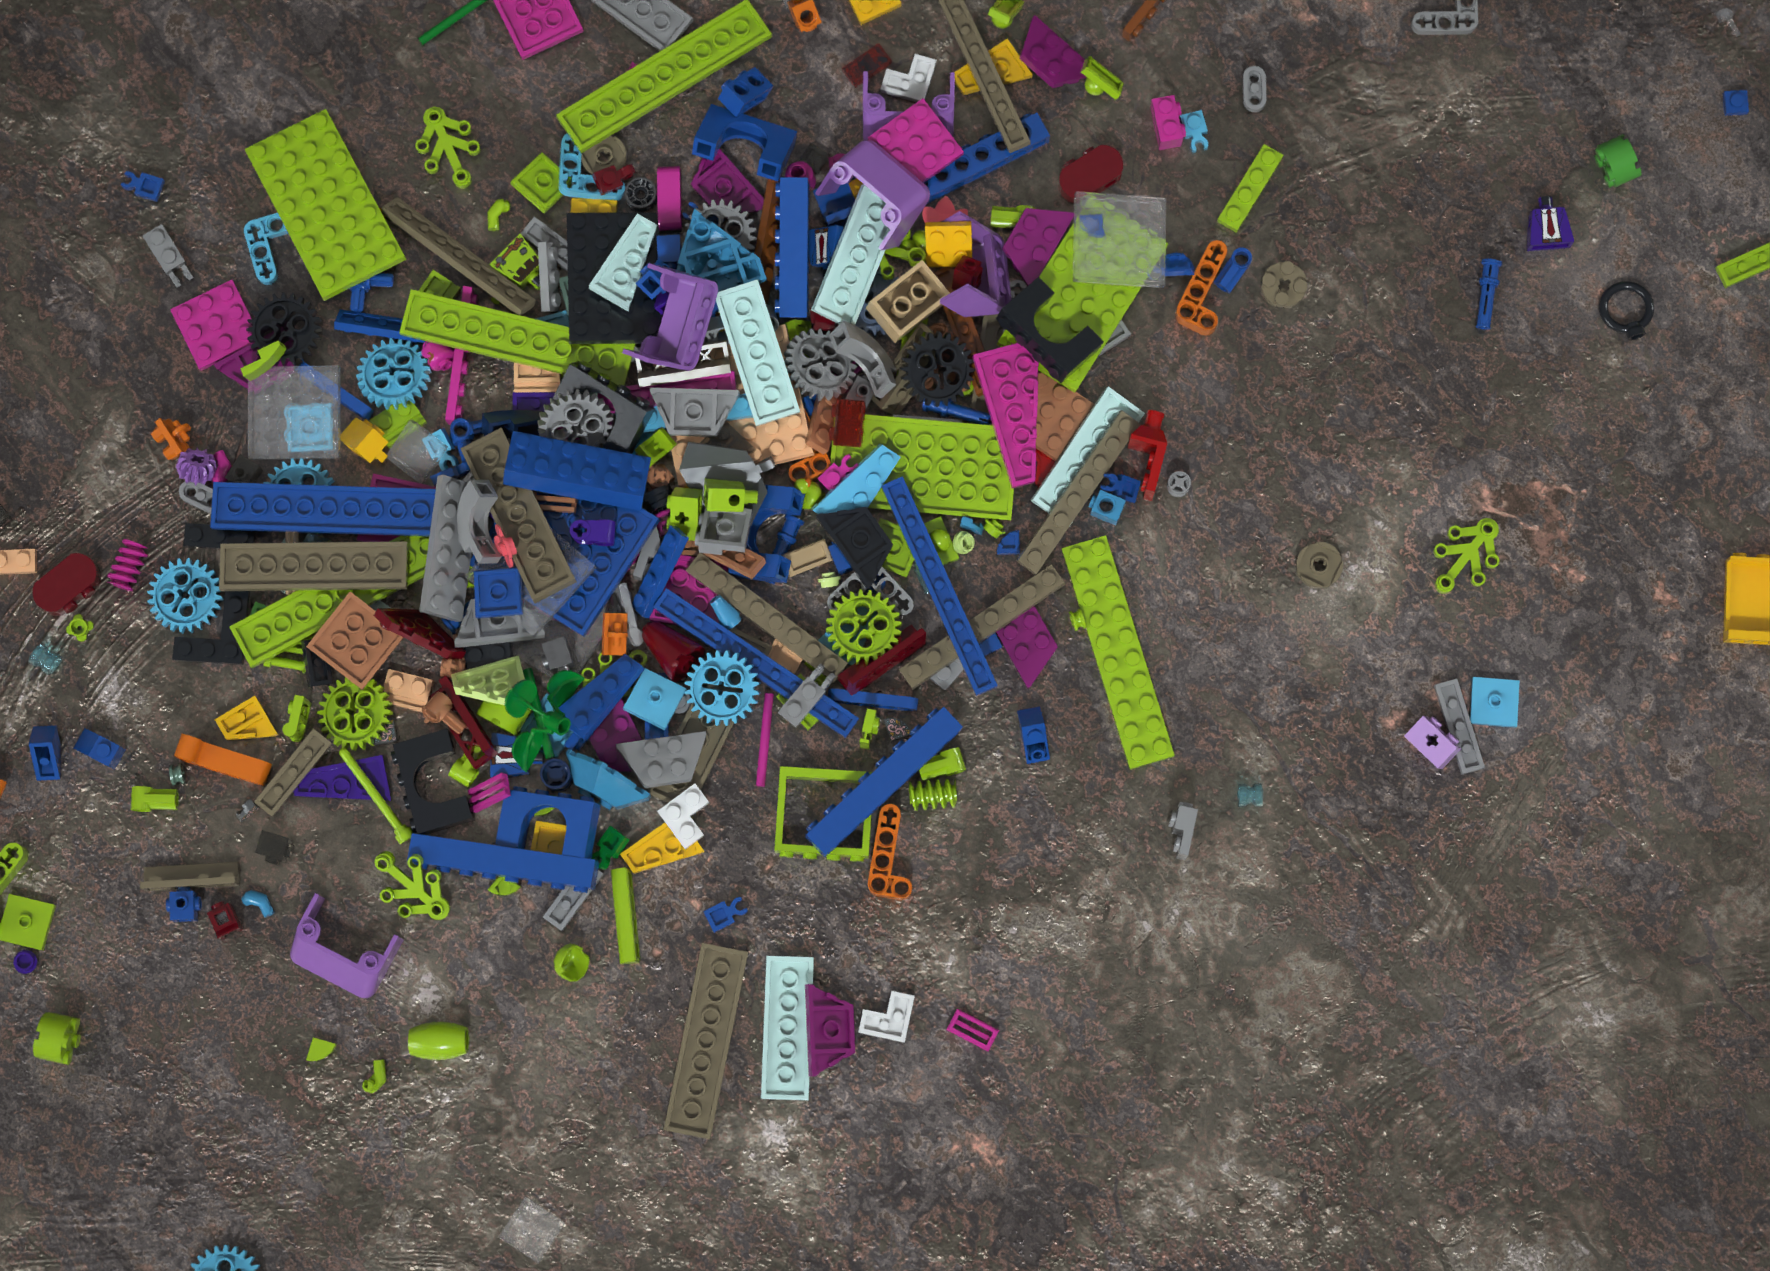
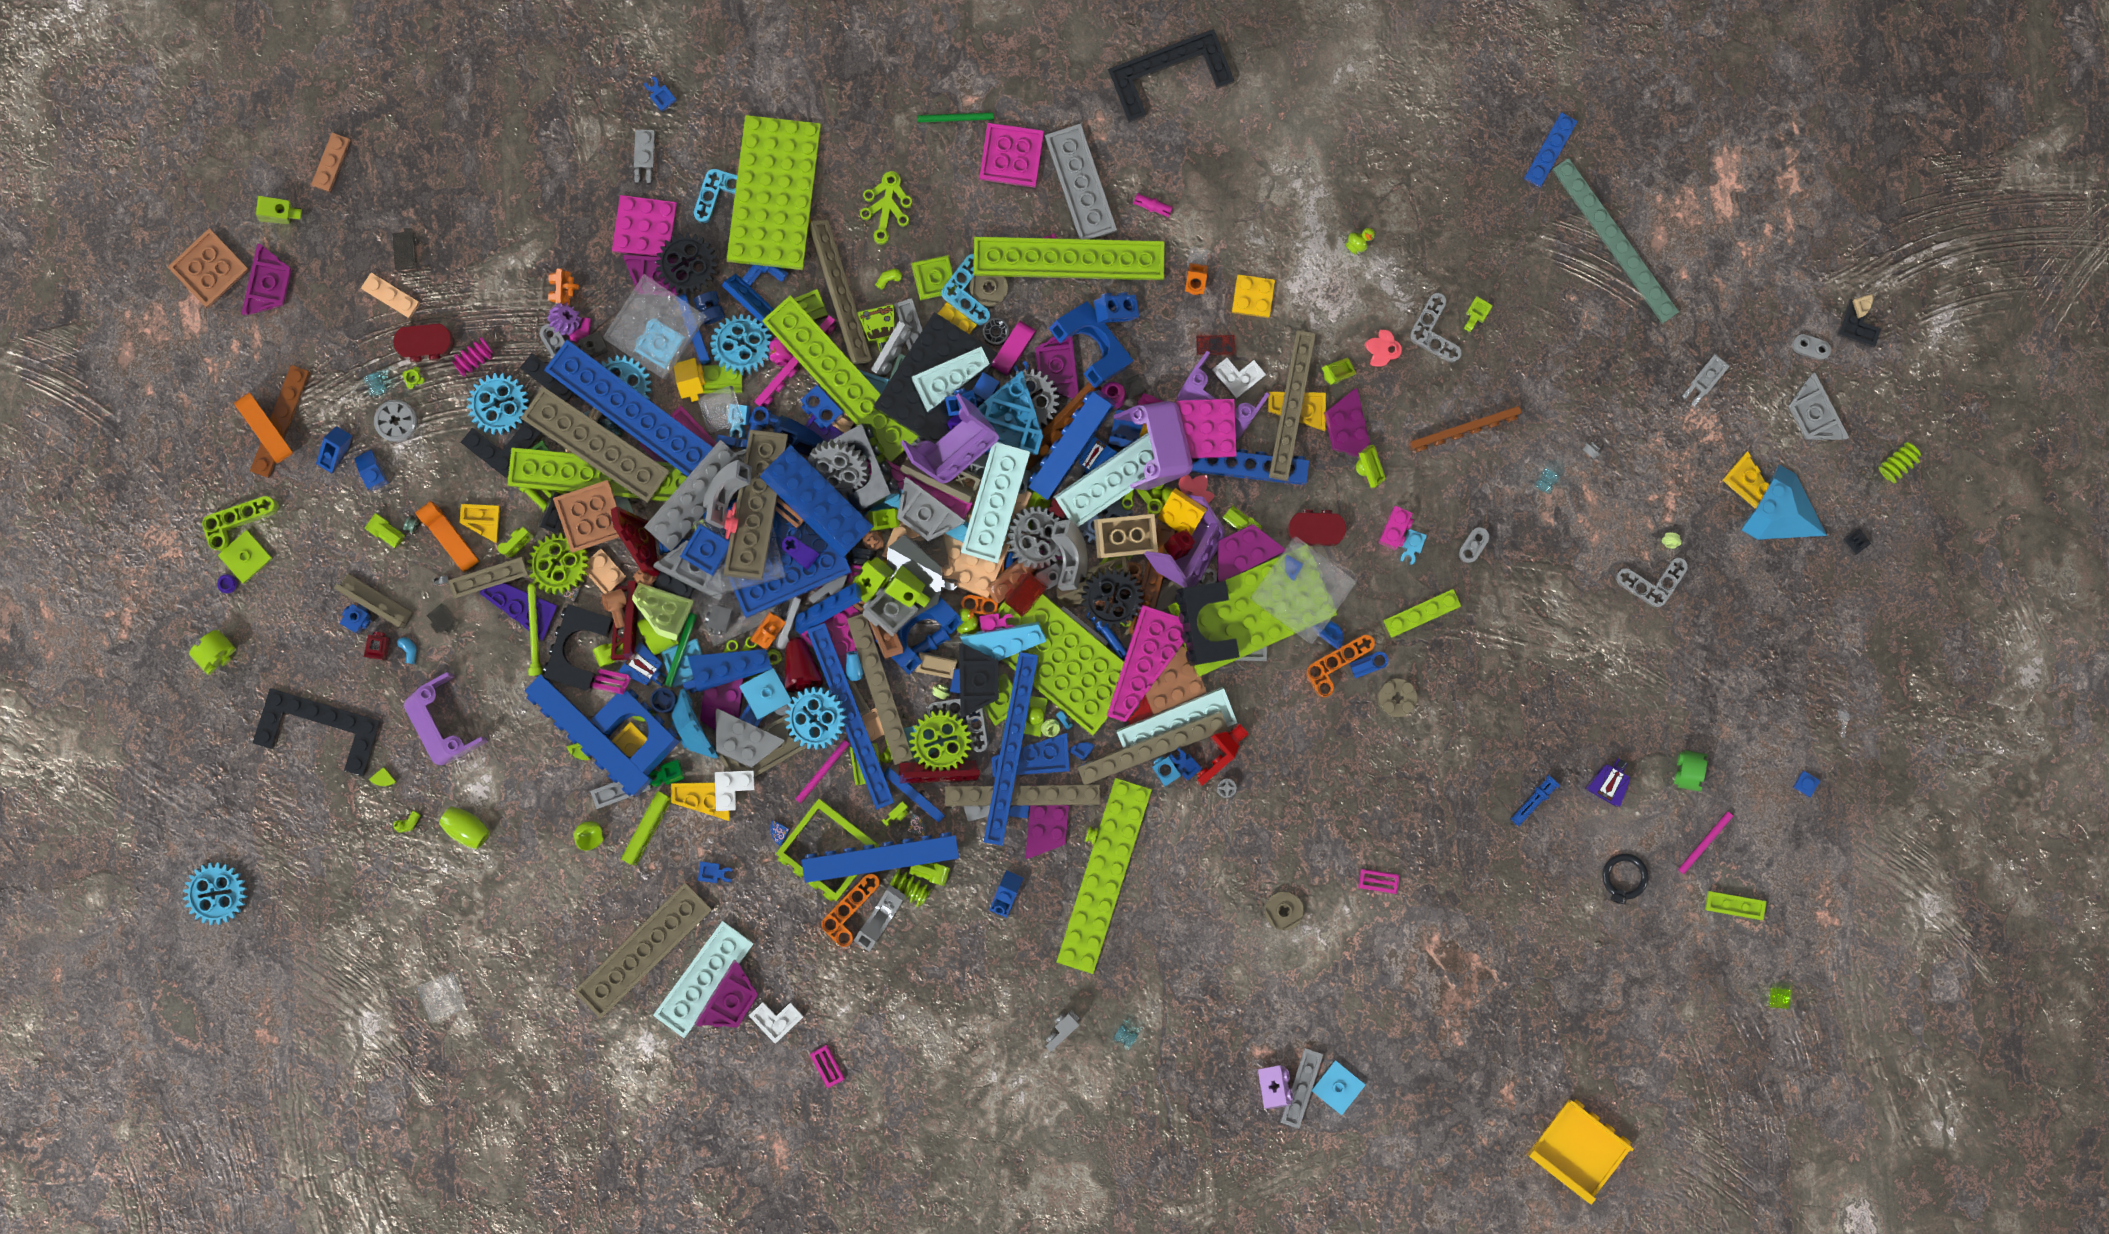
camera: 35 degrees right, 5 degrees up
(89, 668) = (398, 409): none -> light grey wheel
(163, 1043) = (281, 702): none -> black plate
(269, 356) = (661, 277): lime slope -> none
(333, 354) = (715, 312): none -> dark blue wheel
(414, 888) = (517, 712): lime plant -> none
(519, 374) = (824, 405): none -> blue brick
(519, 699) = (669, 636): green plant -> none
(610, 179) = (981, 307): dark red plate -> none
(762, 829) = (778, 832): none -> blue tile
(805, 697) = (866, 764): light grey hinge -> none
(924, 842) = (880, 918): none -> light grey arch
(974, 577) = (1041, 757): none -> blue wing
(994, 527) = (1078, 732): lime plate -> none
(1373, 483) = (1362, 878): none -> dark pink tile
(1469, 552) = (1394, 972): lime plant -> none
(1680, 223) = (1705, 843): none -> dark pink bar

